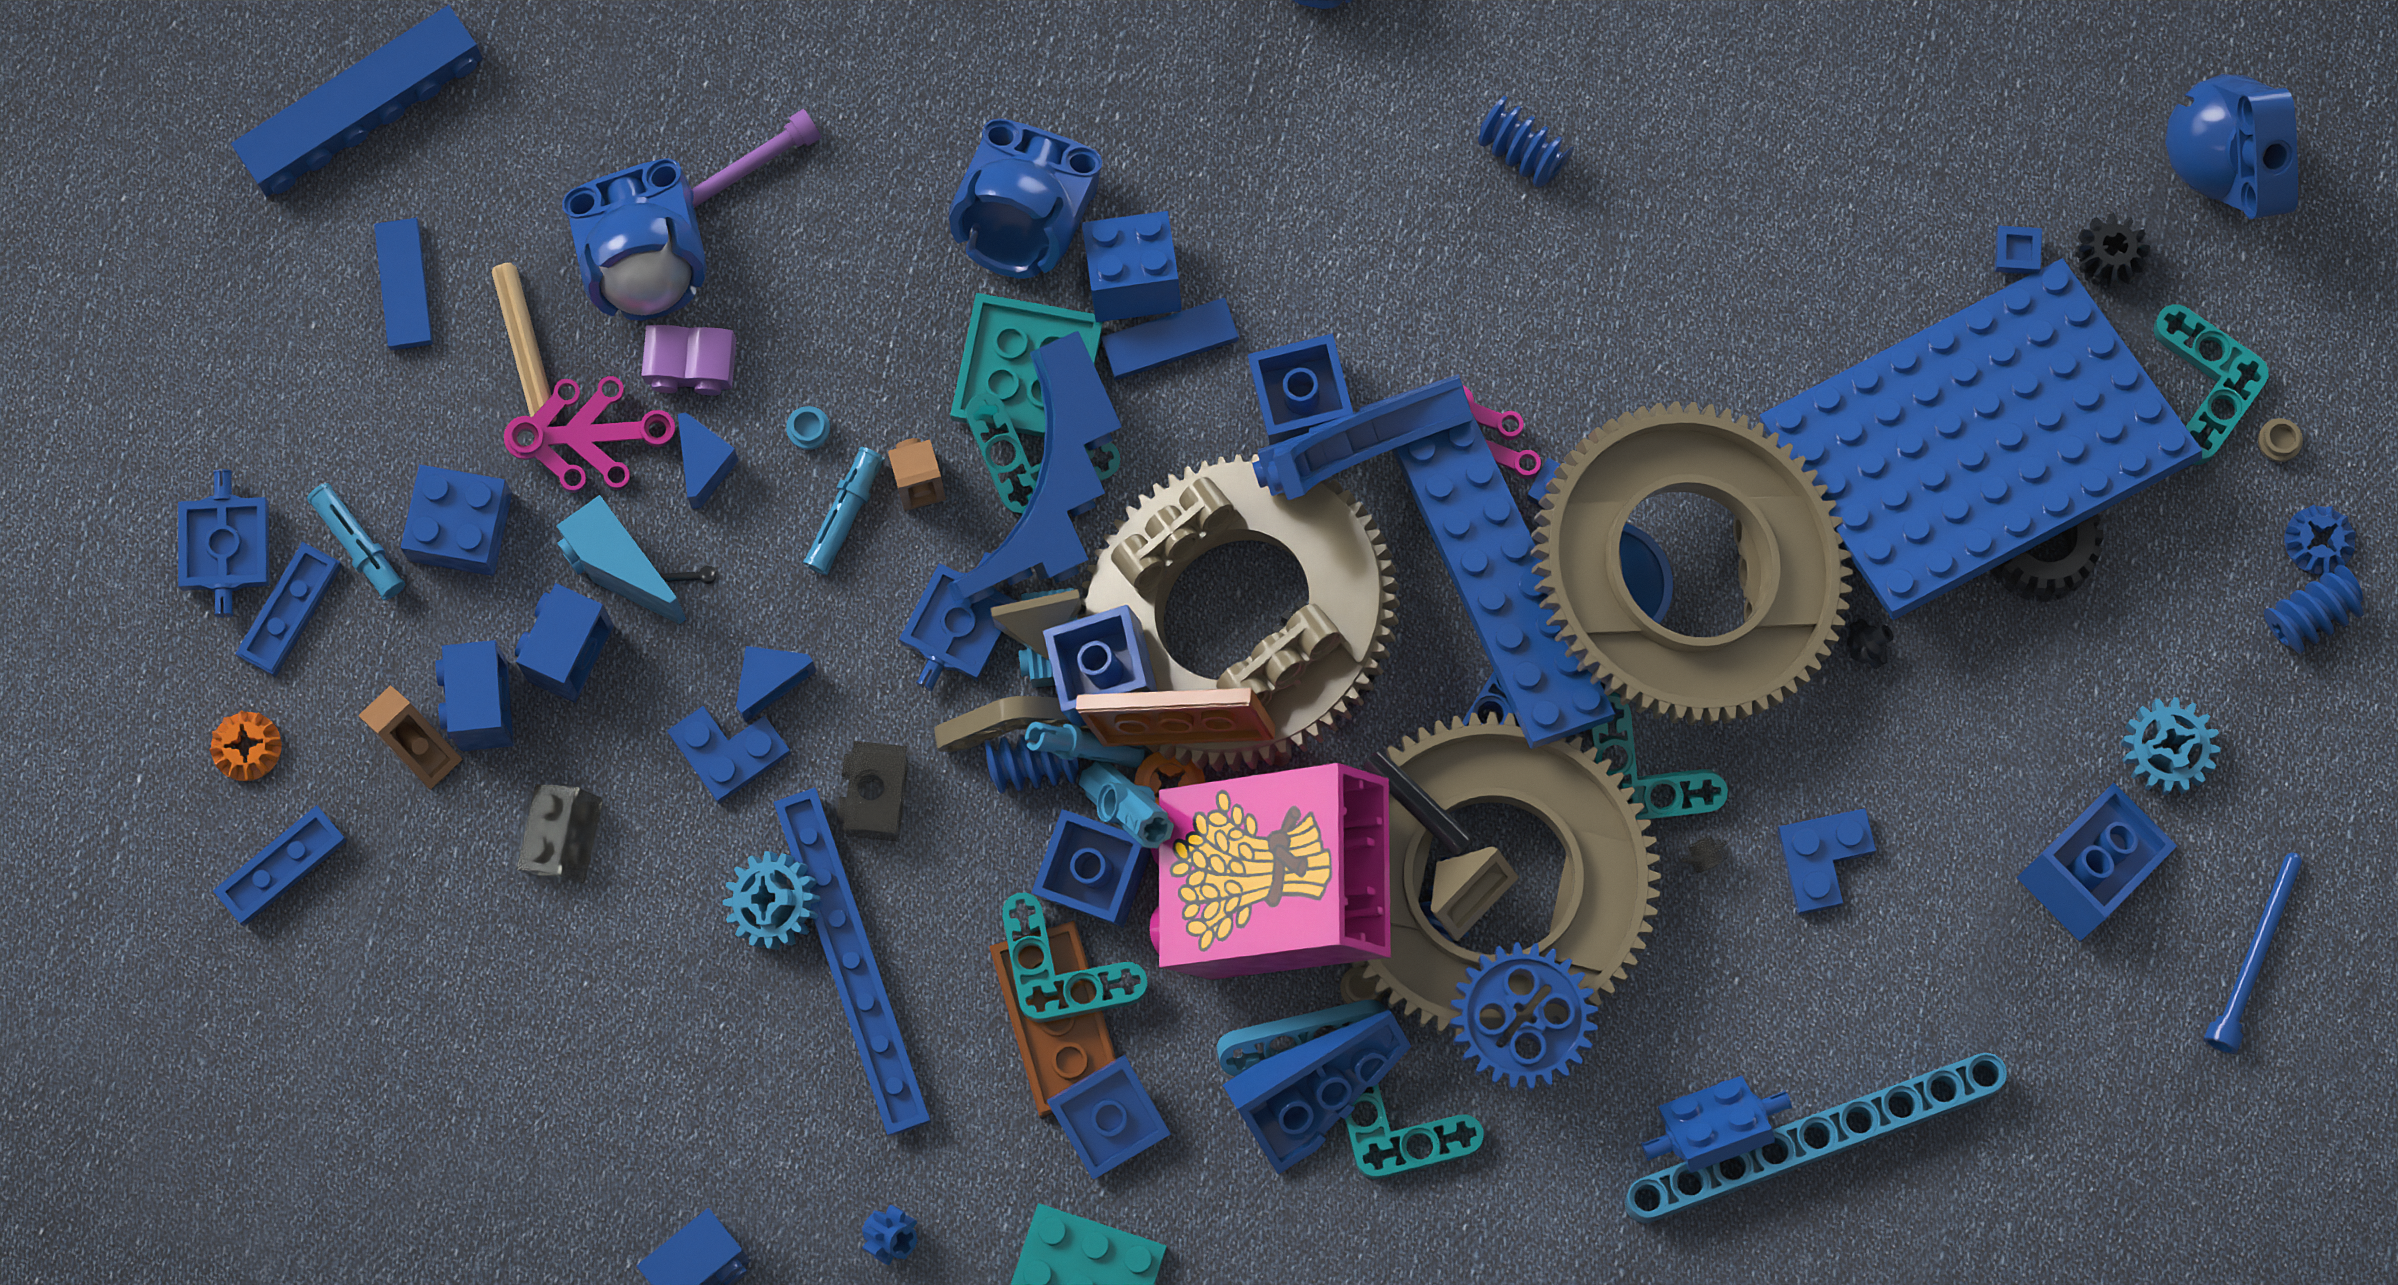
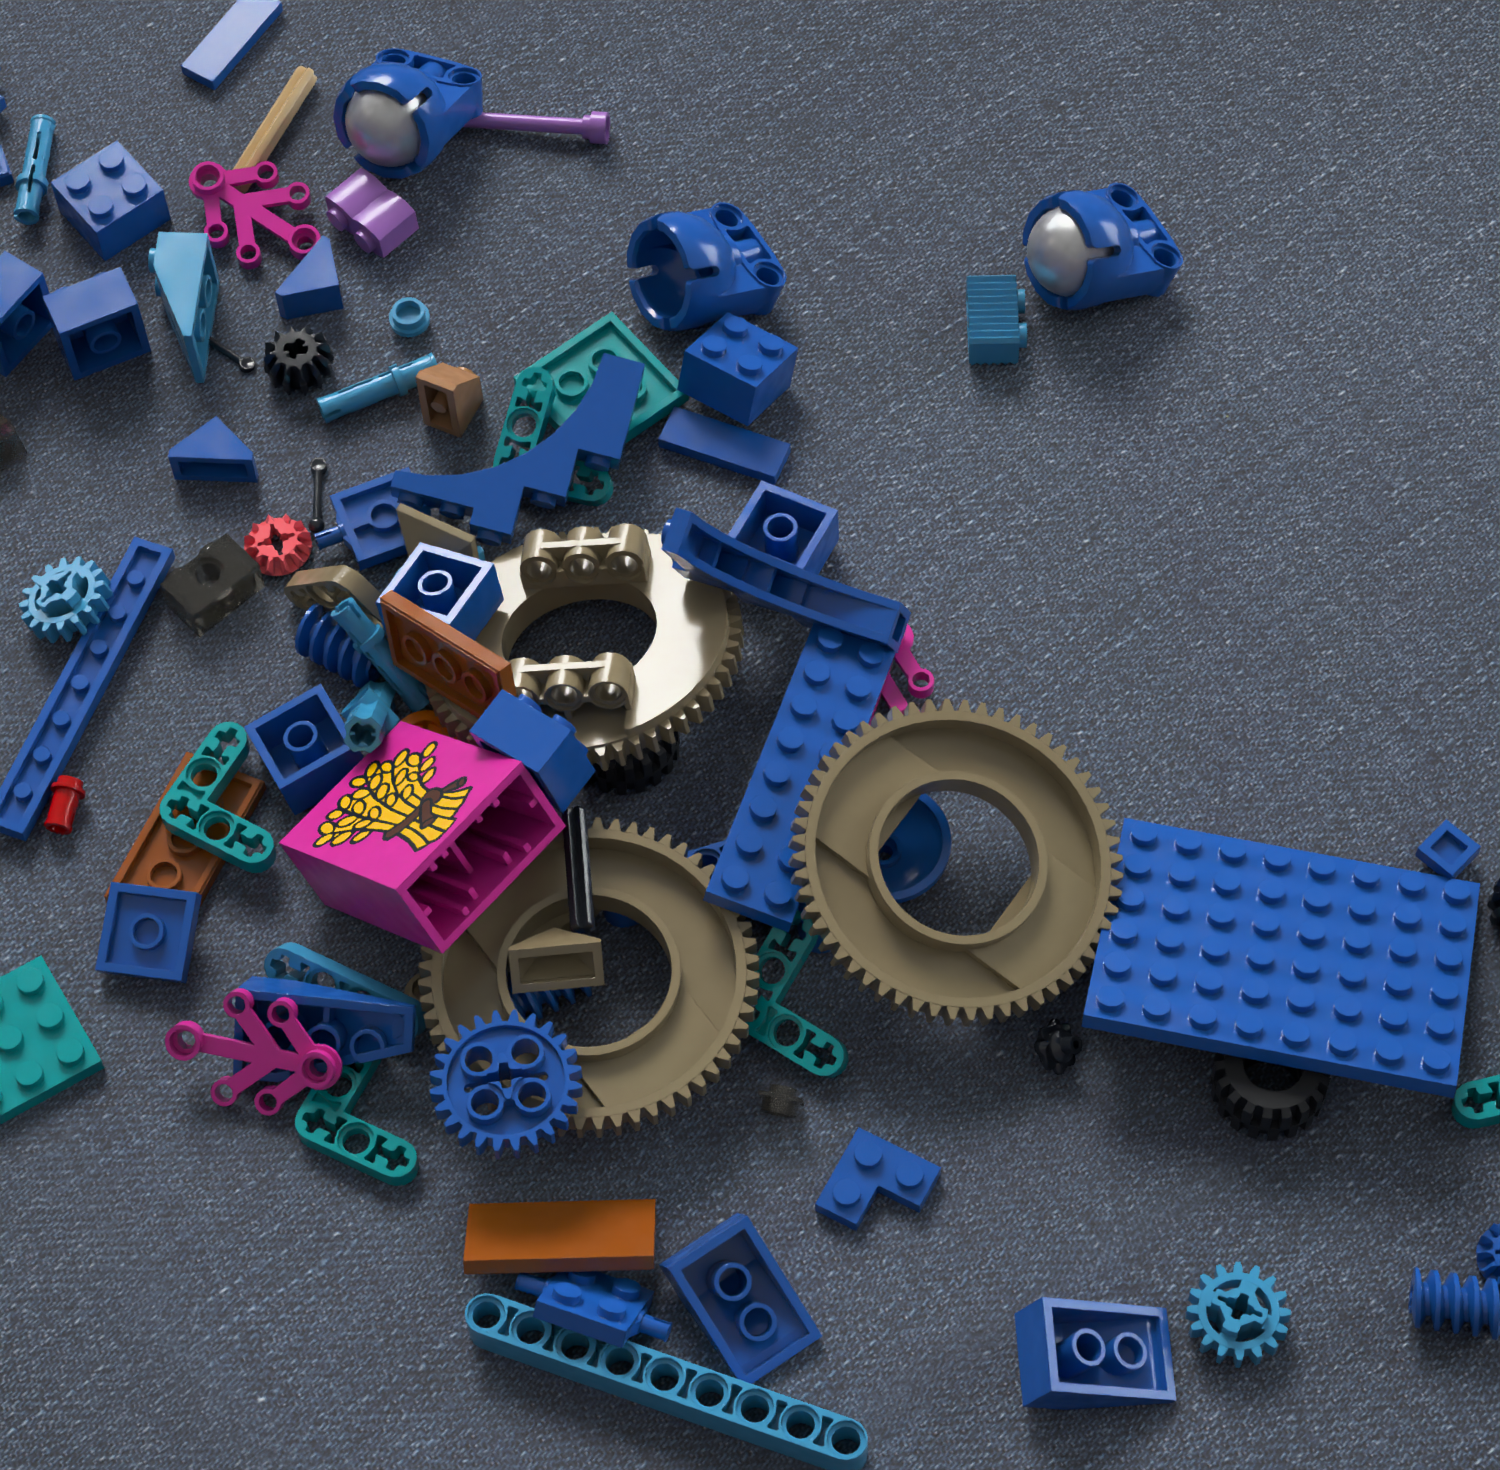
camera: 40 degrees right, 15 degrees down
(724, 763) = (134, 493): blue plate -> none
(771, 533) = (298, 360): none -> black gear
(856, 619) = (318, 468): none -> black hinge
(894, 732) = (295, 549): none -> coral gear
(934, 1068) = (64, 804): none -> red pin
(1290, 56) = (994, 320): none -> dark azure brick
(1296, 1142) = (262, 1053): none -> dark pink plant
(1316, 737) = (542, 743): none -> blue brick
(1523, 144) = (1116, 496): blue piece -> none
(1643, 1092) = (560, 1236): none -> dark orange tile
(1810, 1029) = (741, 1299): none -> blue slope

